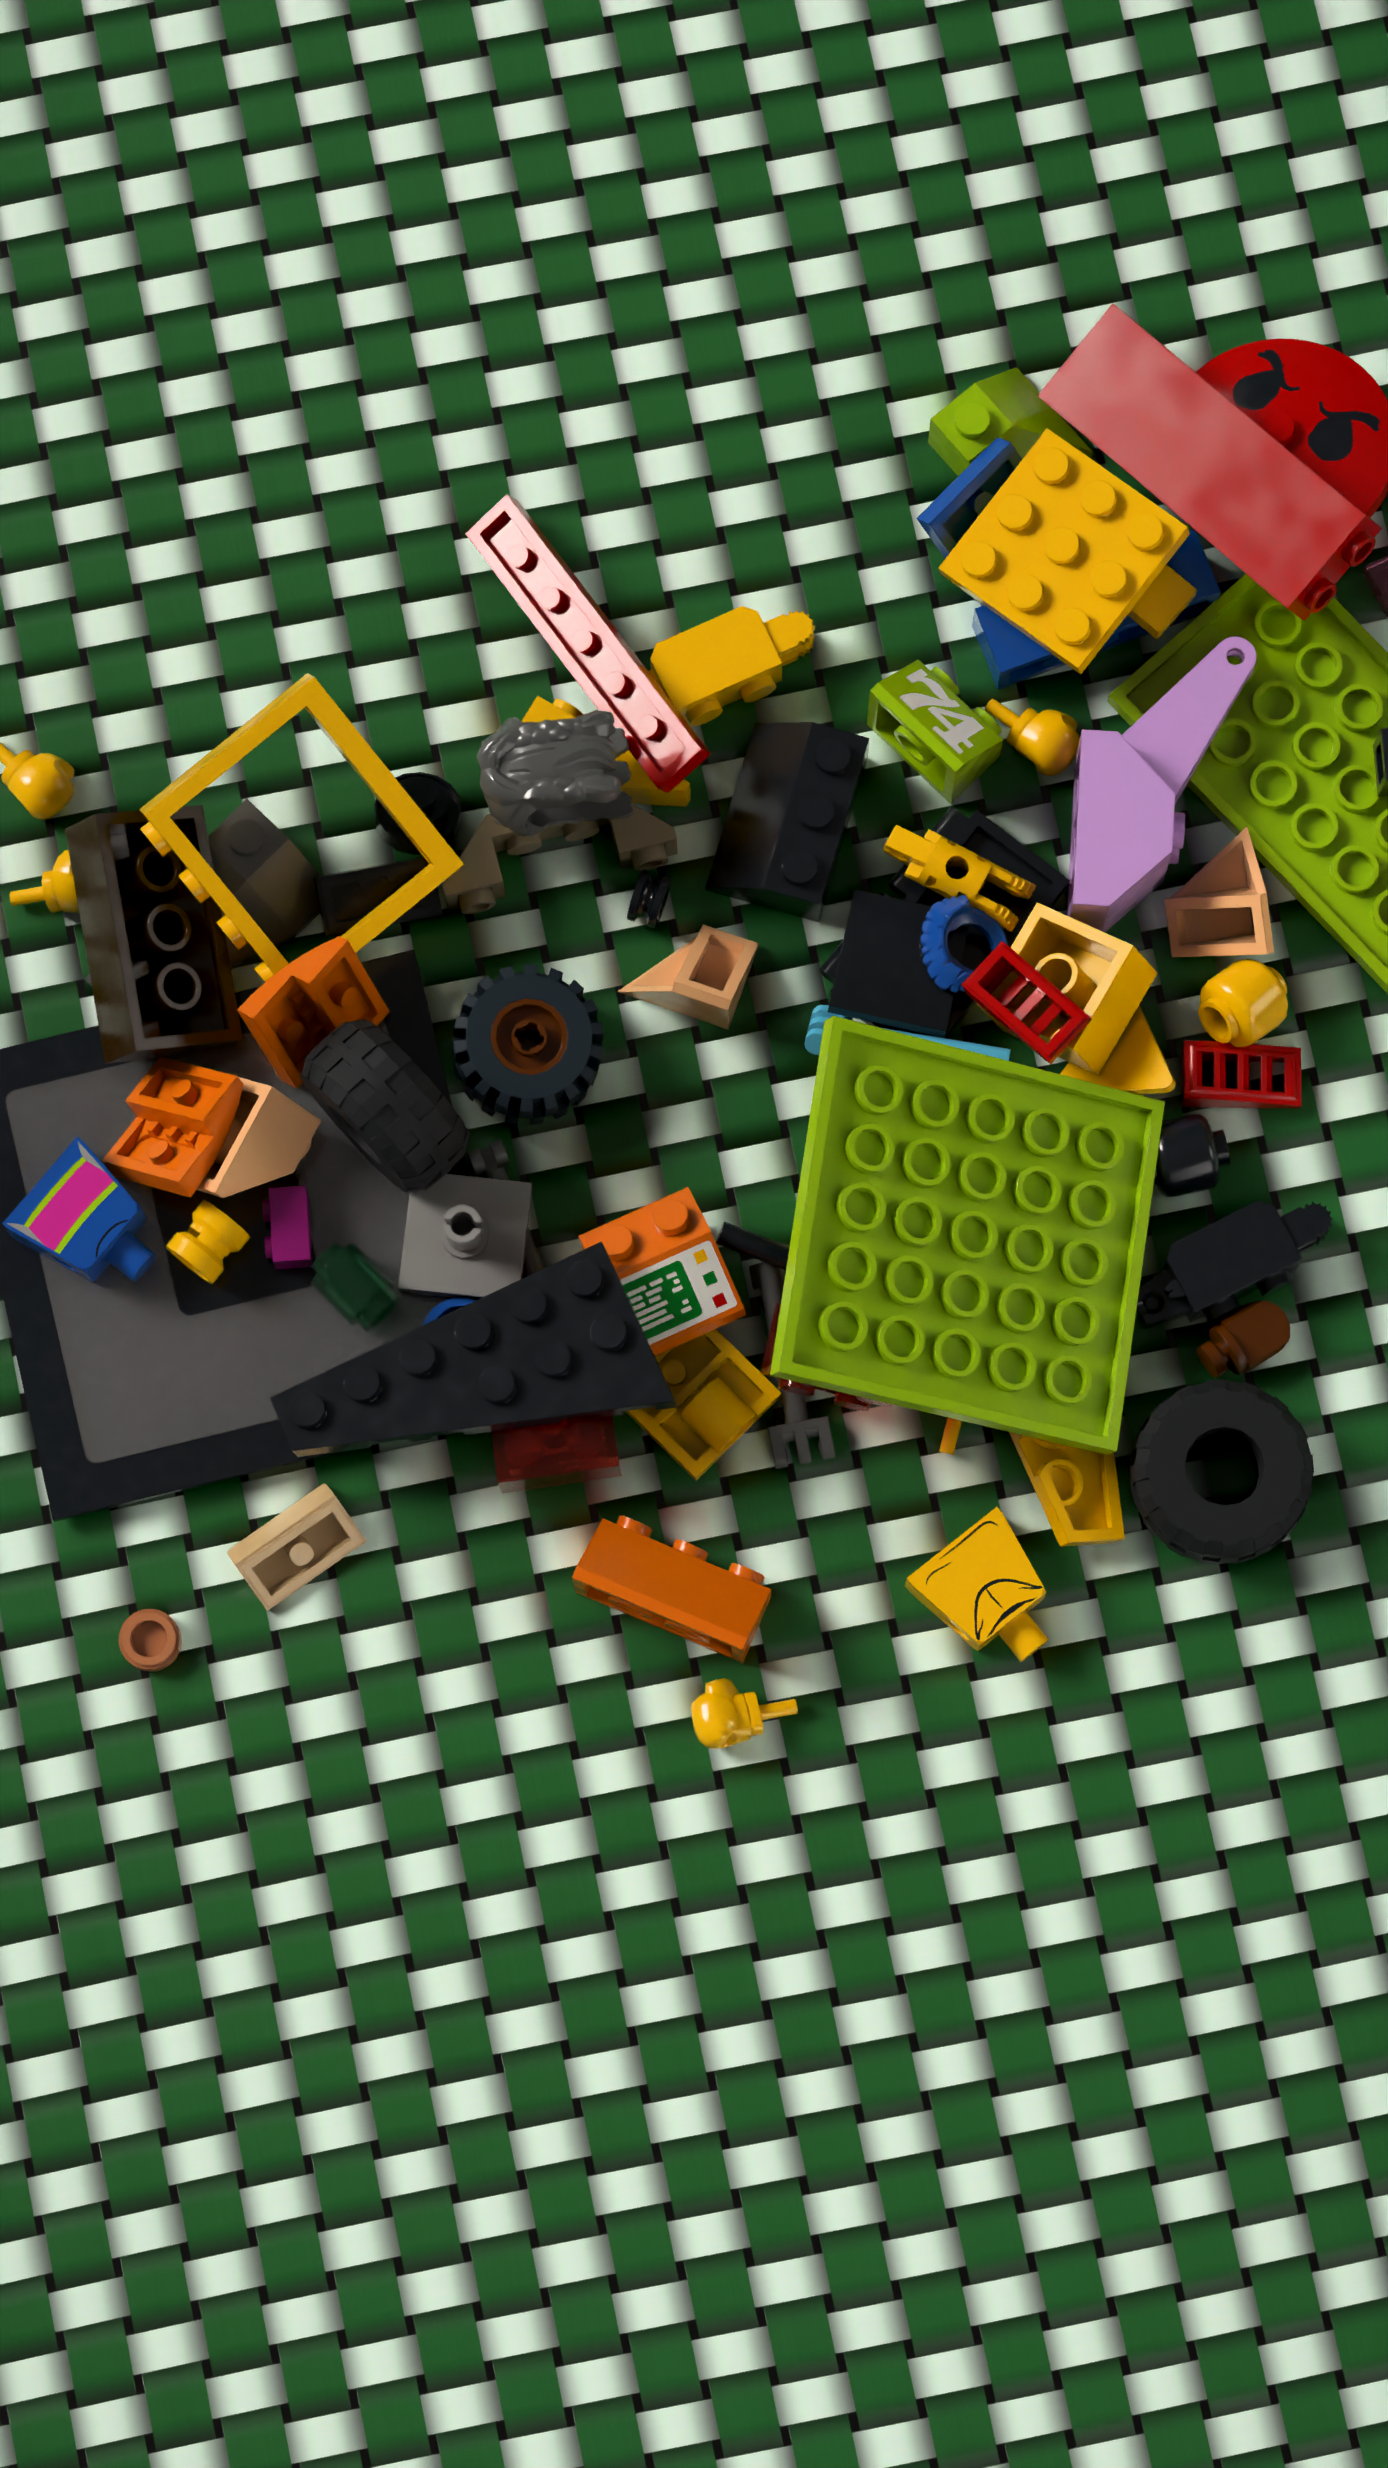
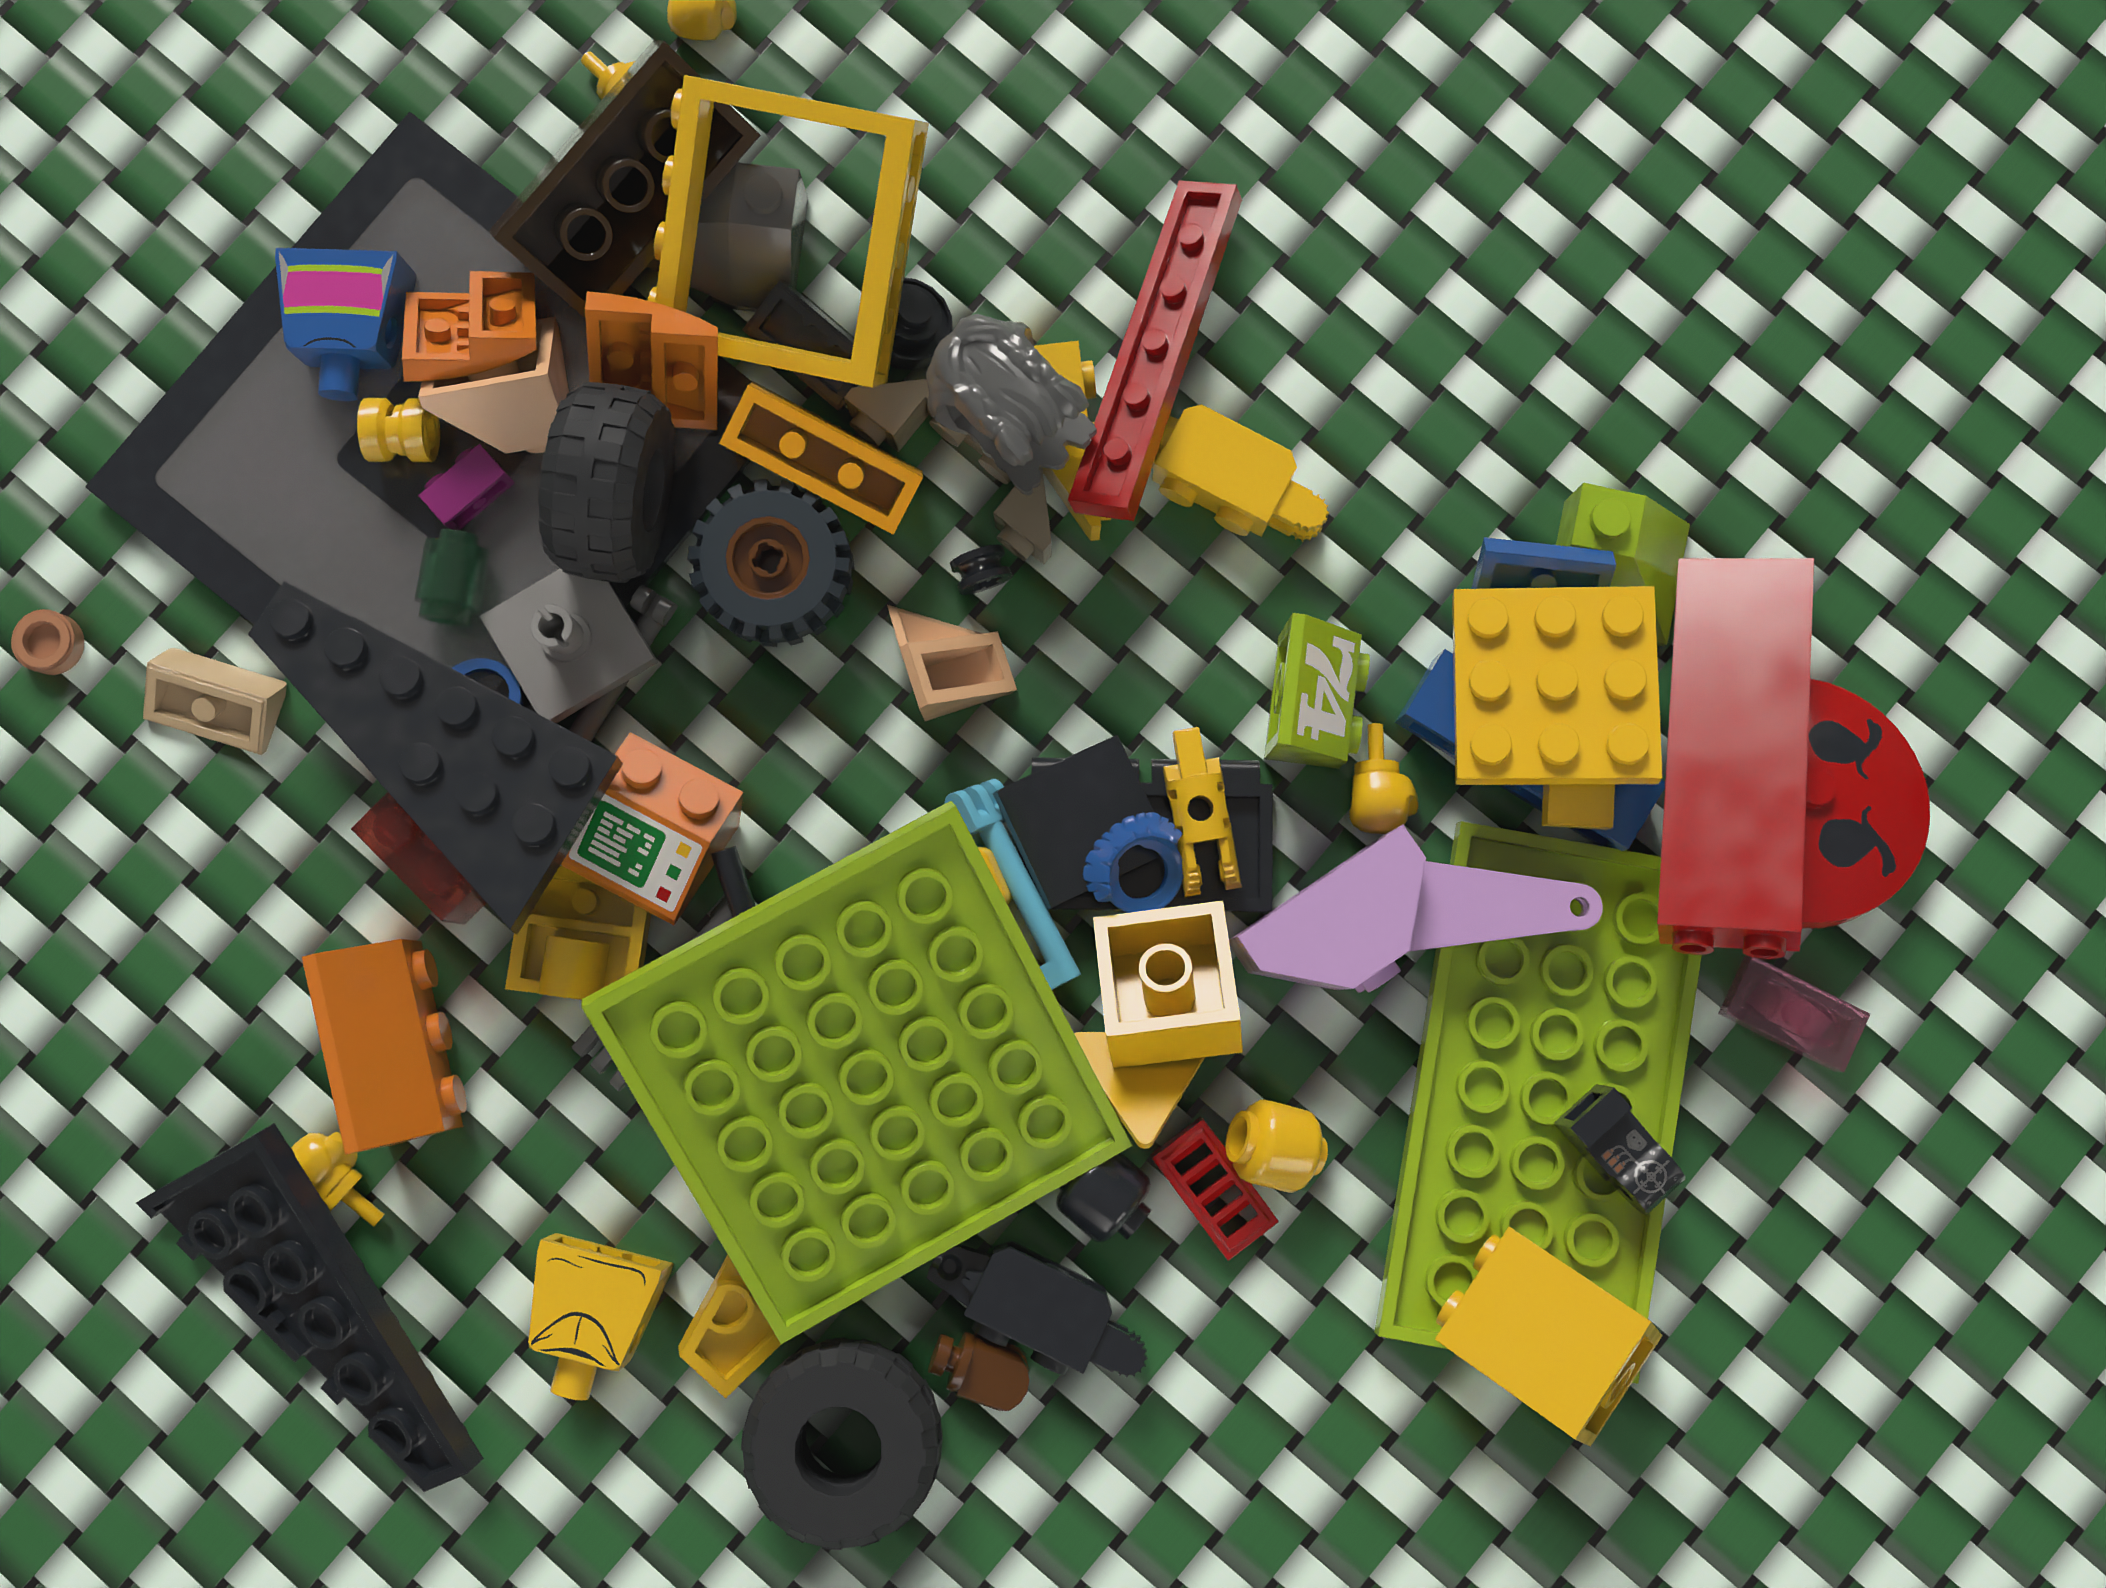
camera: 50 degrees right, 5 degrees up
(479, 945) = (821, 457): none -> light orange brick
(789, 816) = (1144, 633): black slope -> none
(802, 1783) = (313, 1297): none -> black wing
(993, 972) = (1125, 911): red slope -> none
(1222, 907) = (1348, 1063): light nougat slope -> none

